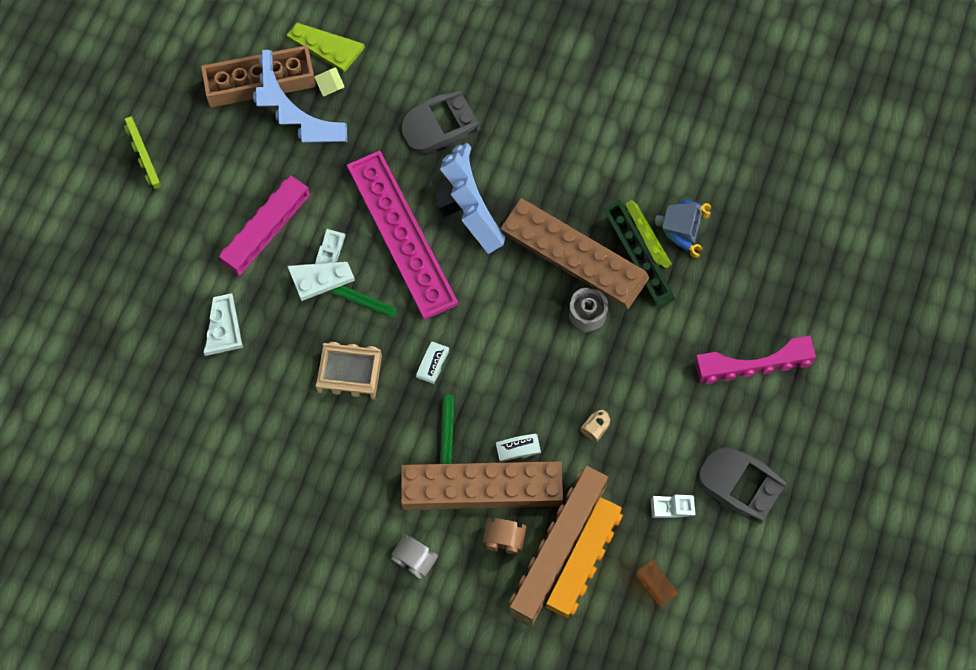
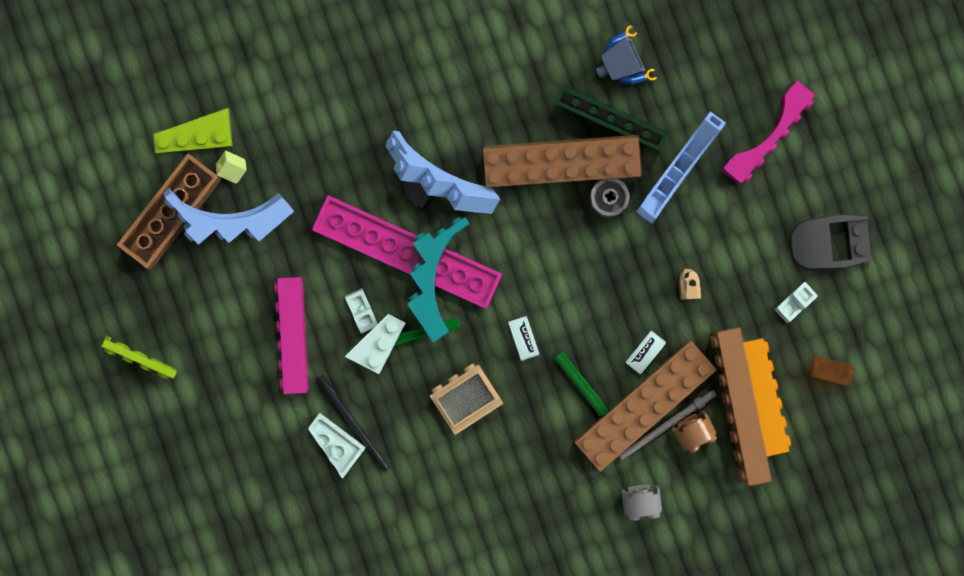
camera: 40 degrees left, 20 degrees up
(254, 288) = (330, 392): none -> black bar
(420, 241) = (425, 305): none -> teal arch
(425, 134) = (348, 148): dark grey slope -> none
(526, 520) = (699, 403): none -> light grey bar
(648, 235) = (604, 94): lime wing -> none
(686, 323) = (680, 167): none -> light blue arch

